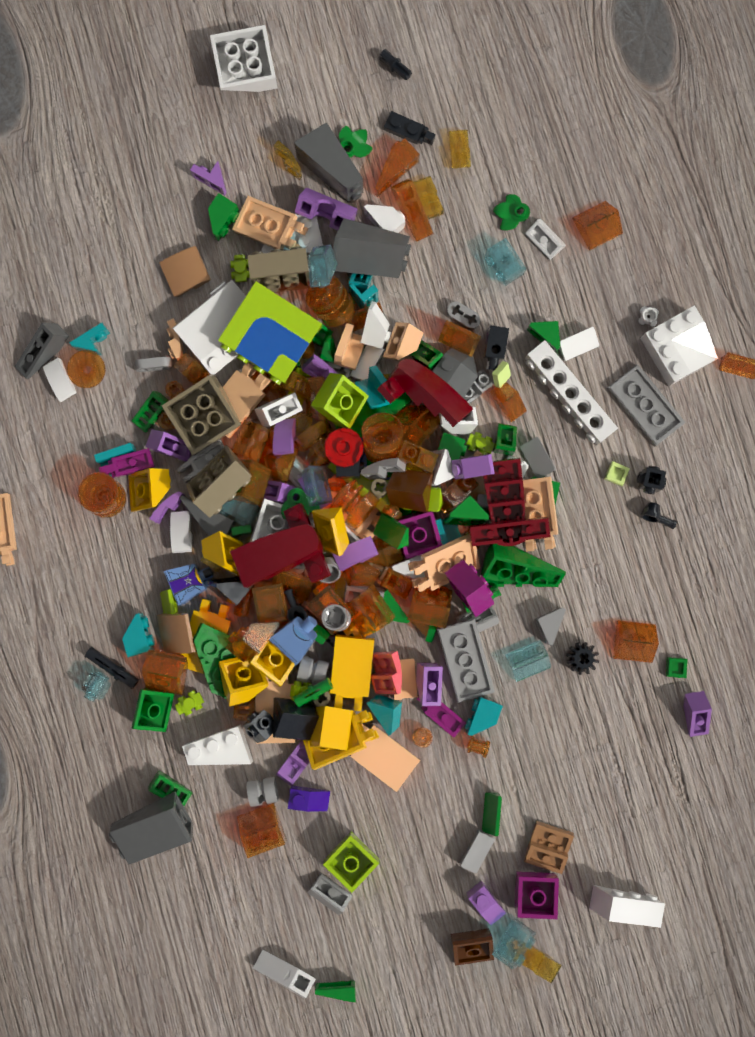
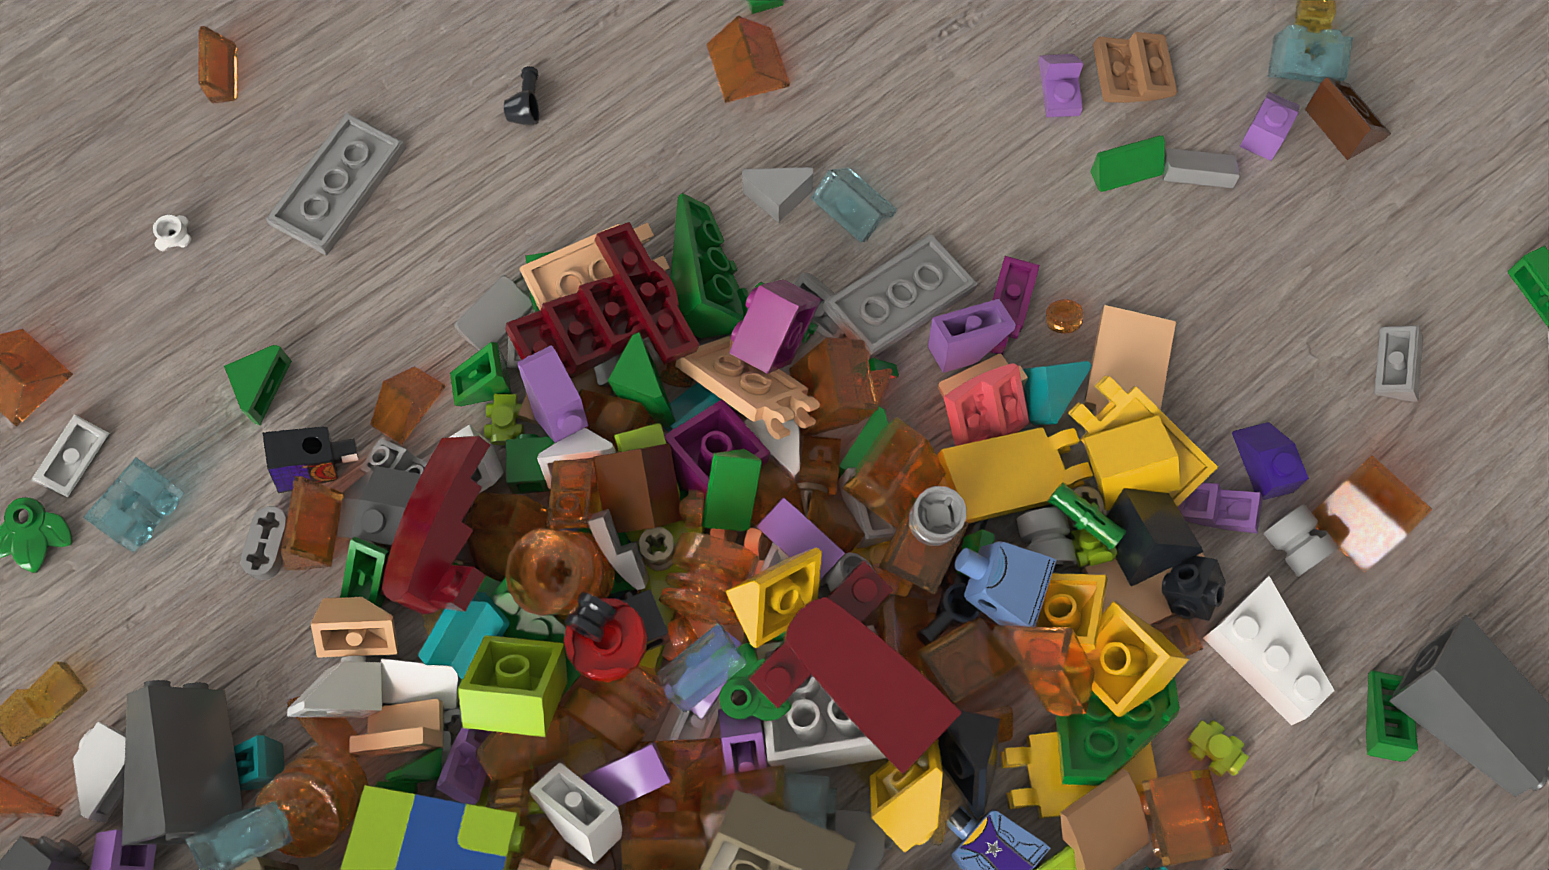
camera: 110 degrees left, 15 degrees down
(152, 710) = (1268, 811): green slope -> none
(242, 530) = (846, 787): green tile -> none
(351, 861) = (1332, 342): lime brick -> none
(352, 443) = (591, 617): none -> black wheel
(364, 300) = (288, 743): teal panel -> none
(412, 209) = (54, 734): clear orange slope -> none
(478, 746) = (1034, 224): clear orange bush -> none
(484, 716) = (981, 232): teal slope -> none
(501, 374) = (359, 429): yellowish green tile -> none
(536, 895) = (1219, 51): magenta brick -> none
(555, 802) = (1061, 84): none -> medium lavender slope
(569, 382) = (335, 311): white brick -> none
(578, 344) = (258, 323): white slope -> none
(589, 657) = (811, 123): black gear -> none
(616, 473) = (475, 185): yellowish green tile -> none
(656, 475) = (465, 122): black brick -> none
(680, 346) = (211, 164): white slope -> none

